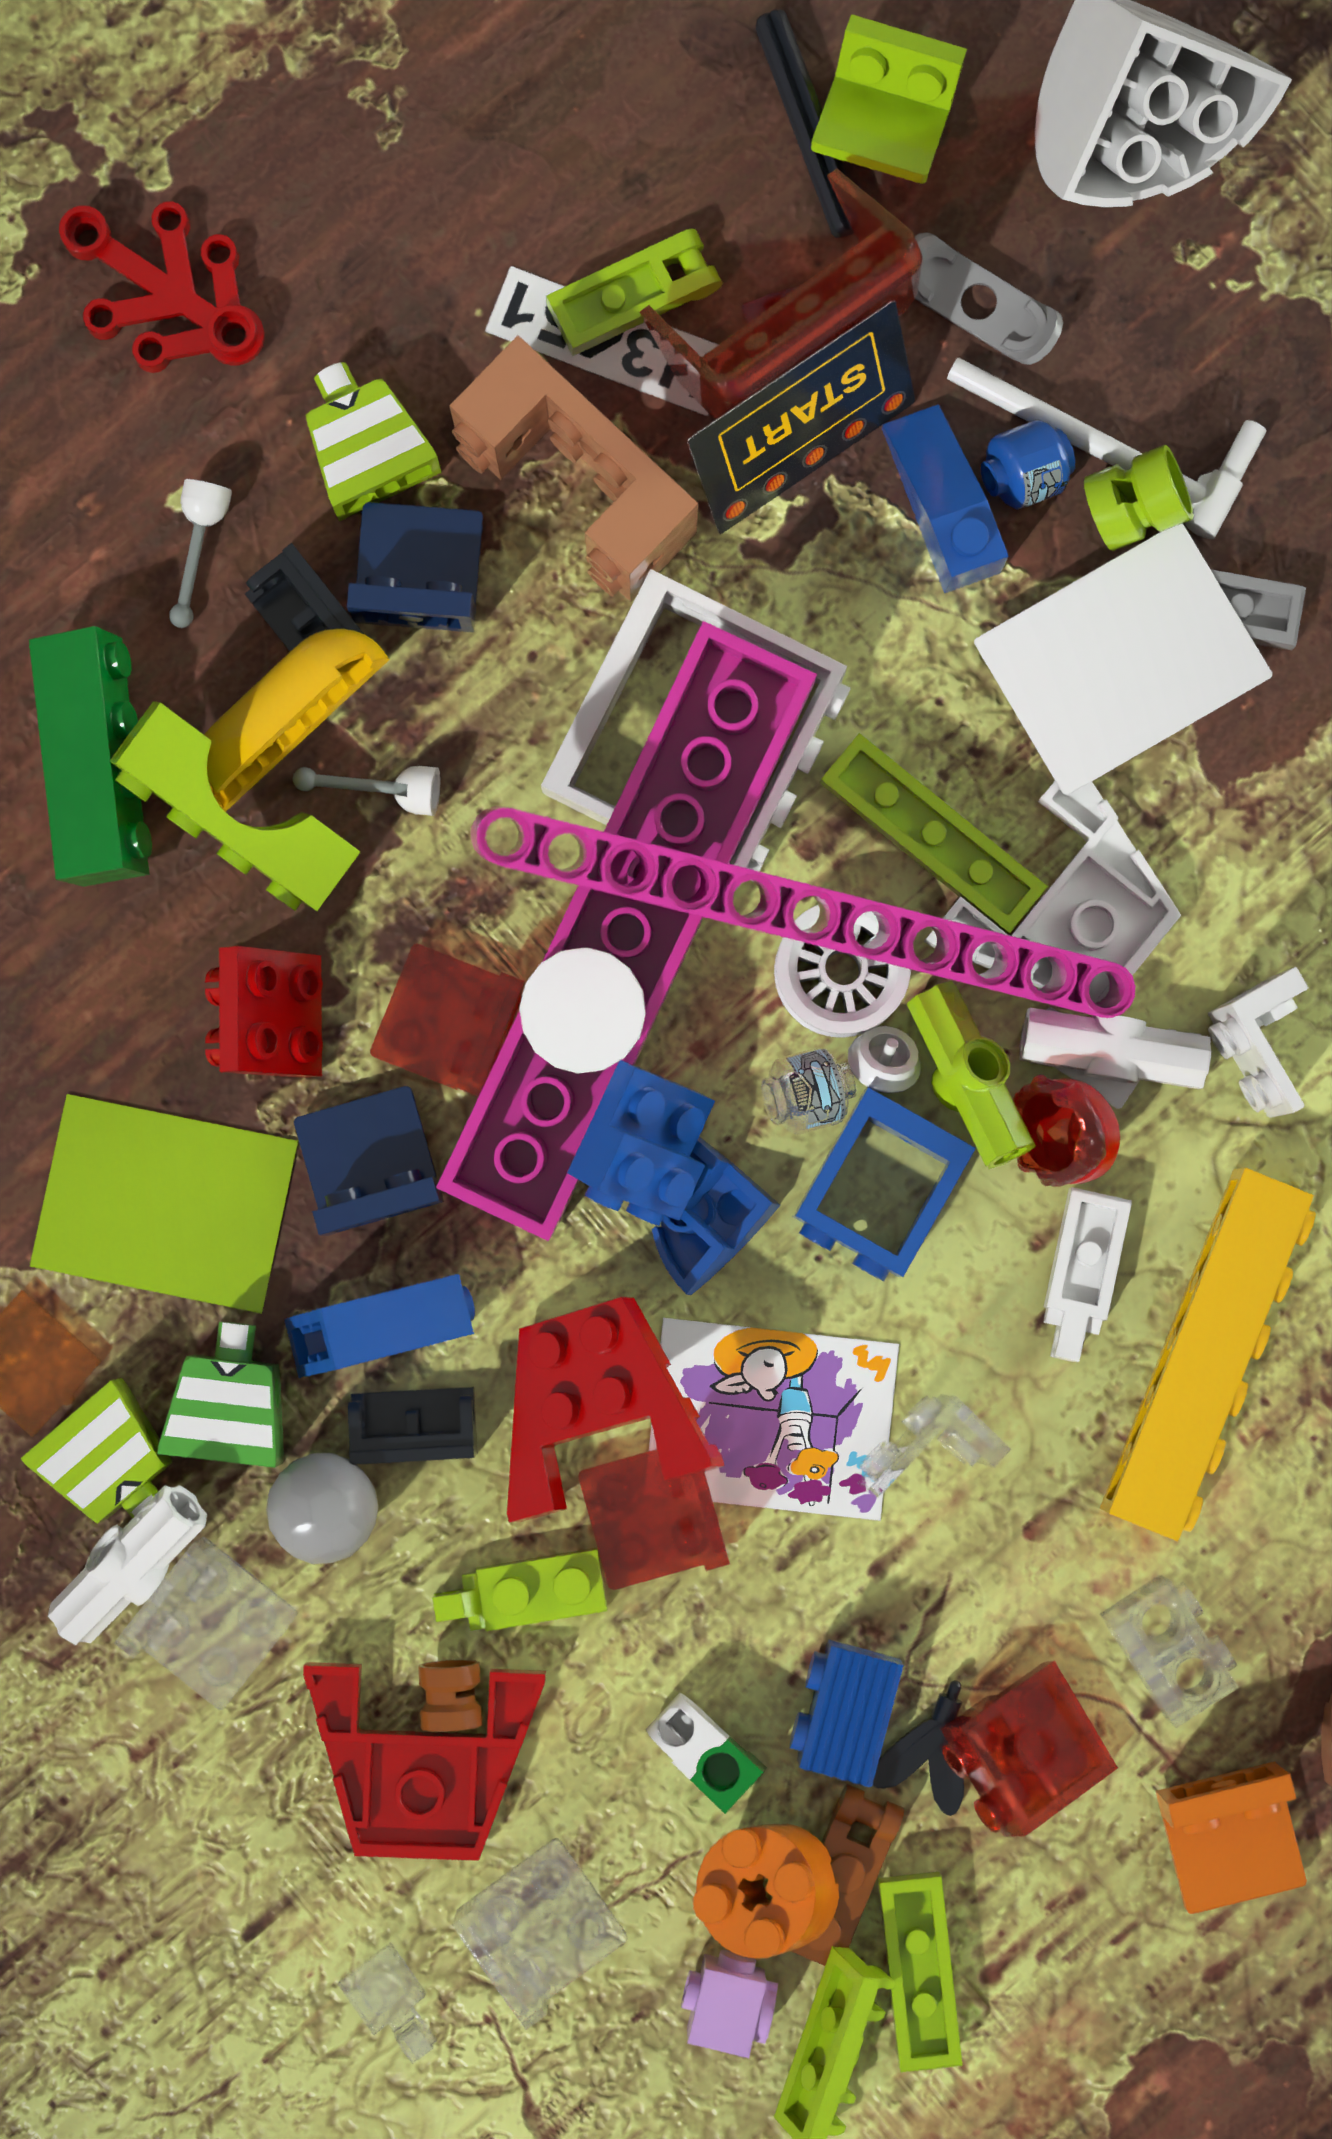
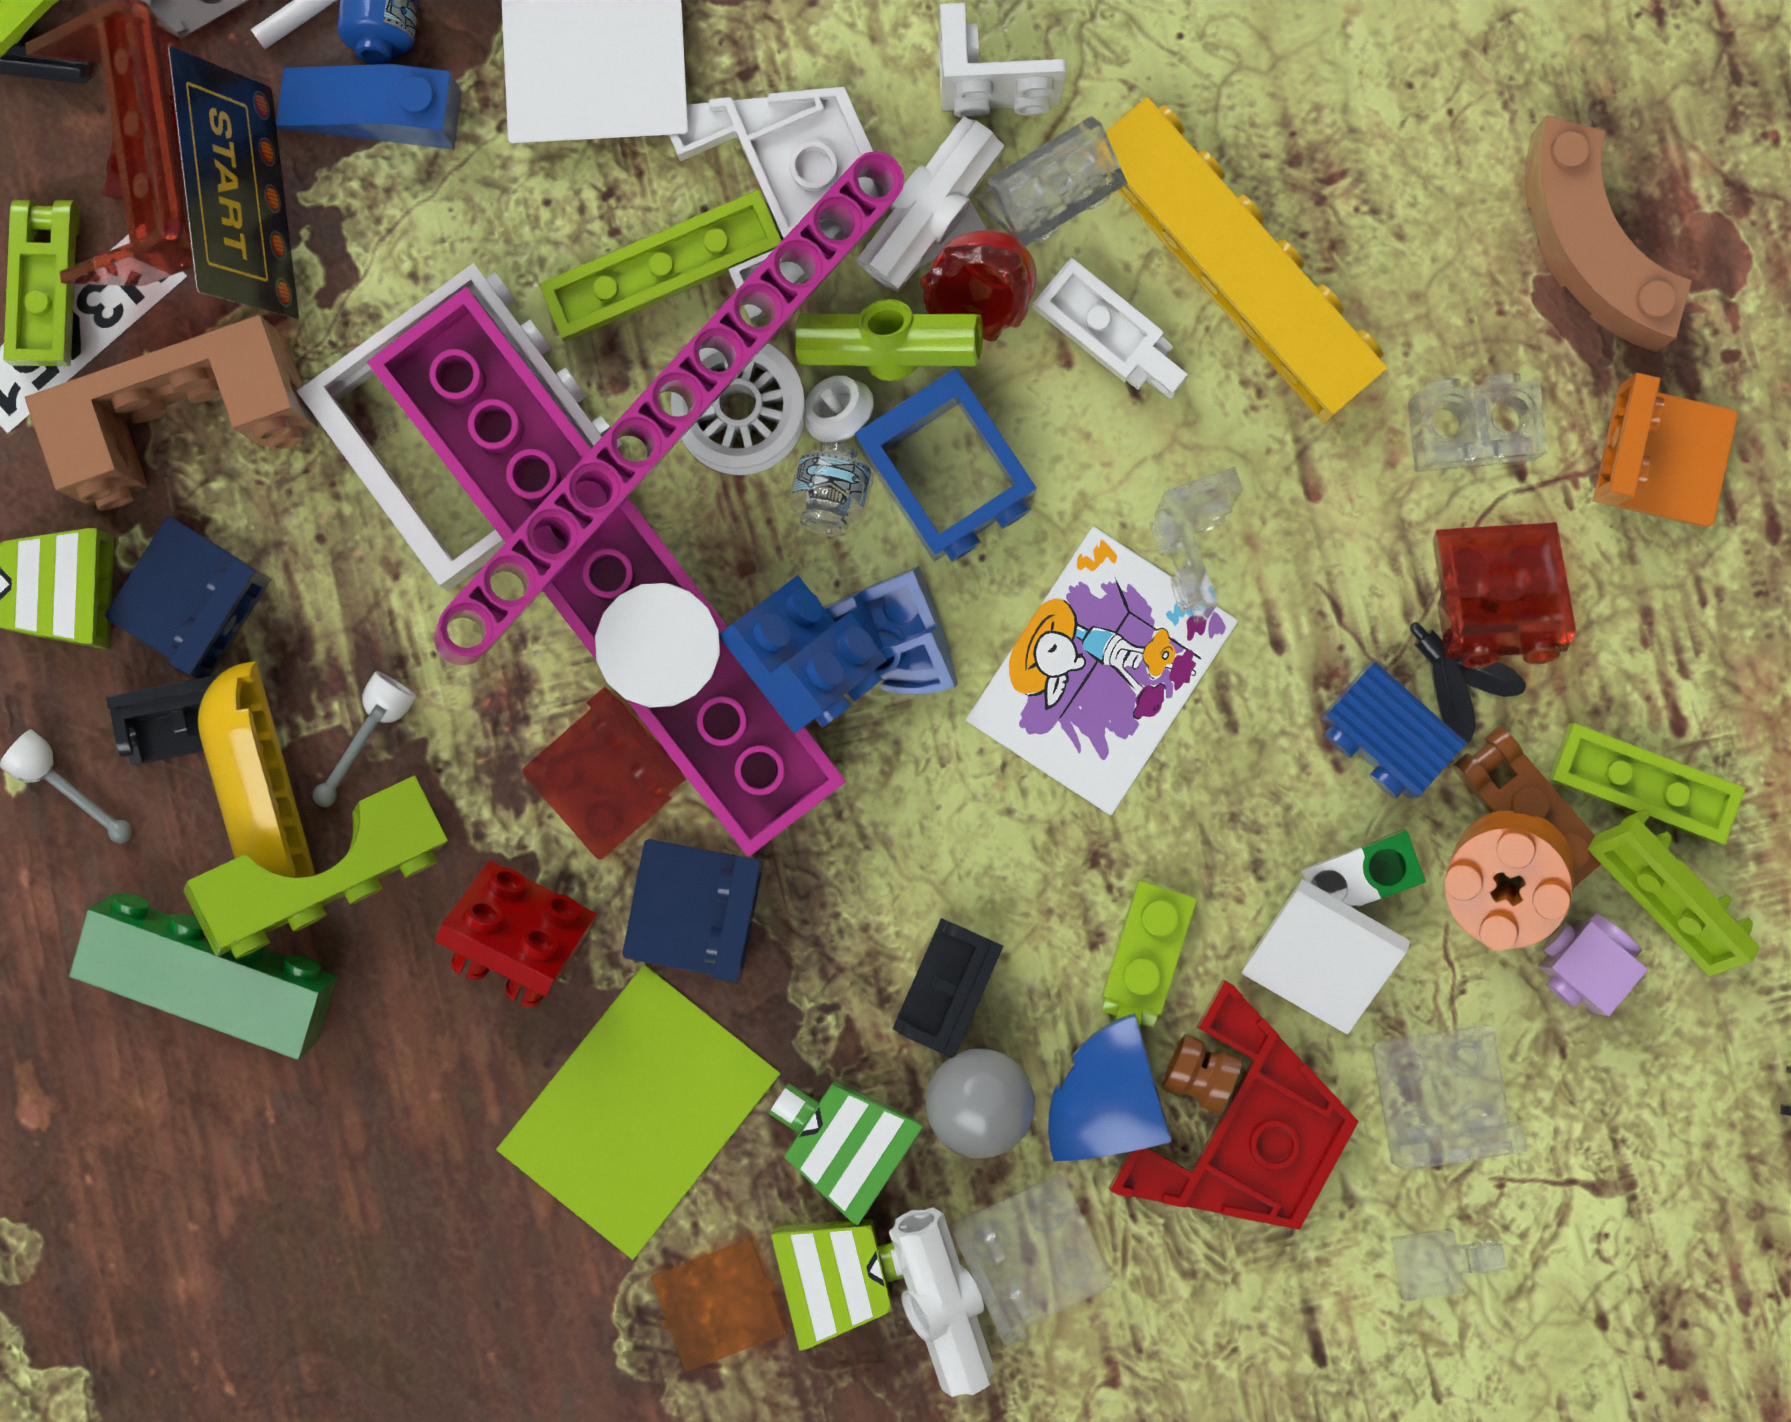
camera: 55 degrees left, 0 degrees up
(380, 1325) = (844, 971): blue slope -> none
(385, 1621) = (1107, 1098): none -> blue brick
(586, 1378) = (984, 810): red wing -> none
(611, 1755) = (1325, 956): none -> white tile
(650, 1523) = (1133, 813): clear red bracket -> none
(1187, 1153) = (1054, 183): none -> clear bracket

